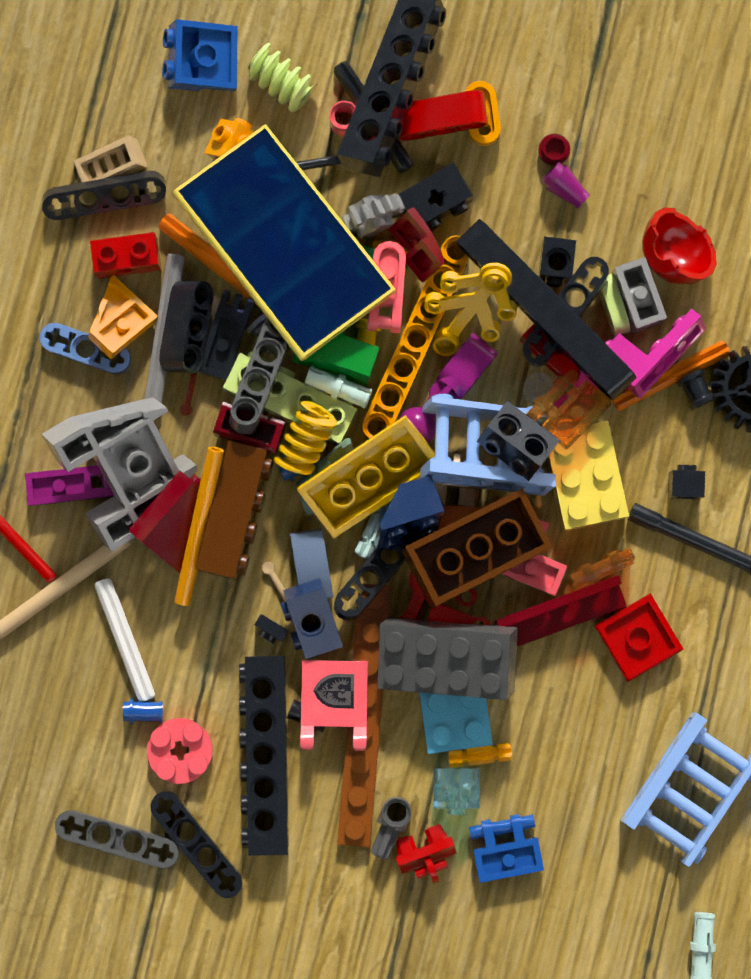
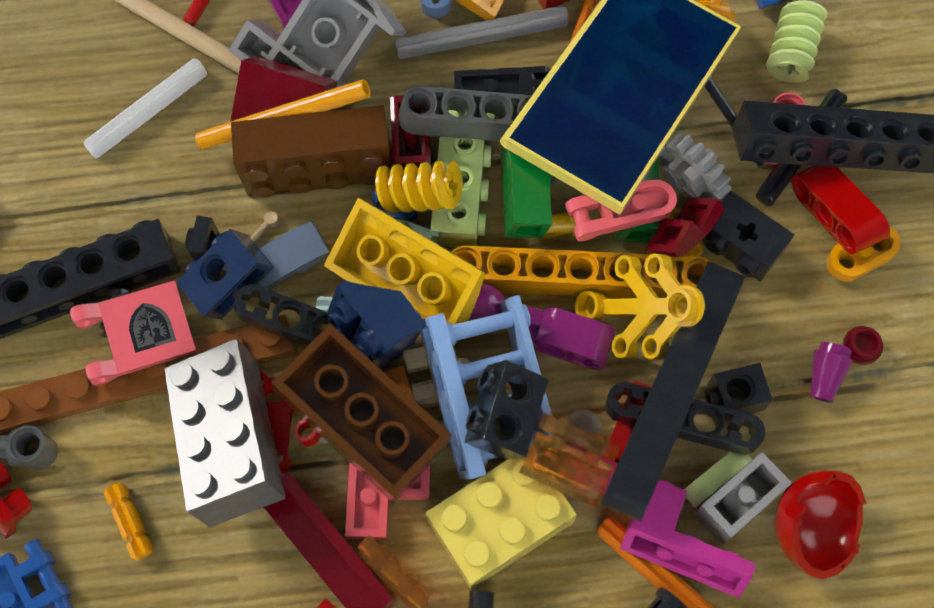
camera: 75 degrees right, 15 degrees down
(142, 711) = (74, 151): blue pin -> none
(165, 738) = (29, 187): coral plate -> none
(186, 326) = (511, 50): black beam -> none
(186, 409) = (411, 80): clear red hinge -> none
(338, 386) = (491, 204): light aqua pin -> none
(454, 722) = (153, 480): medium azure plate -> none
(456, 789) = (75, 505): clear light blue brick -> none

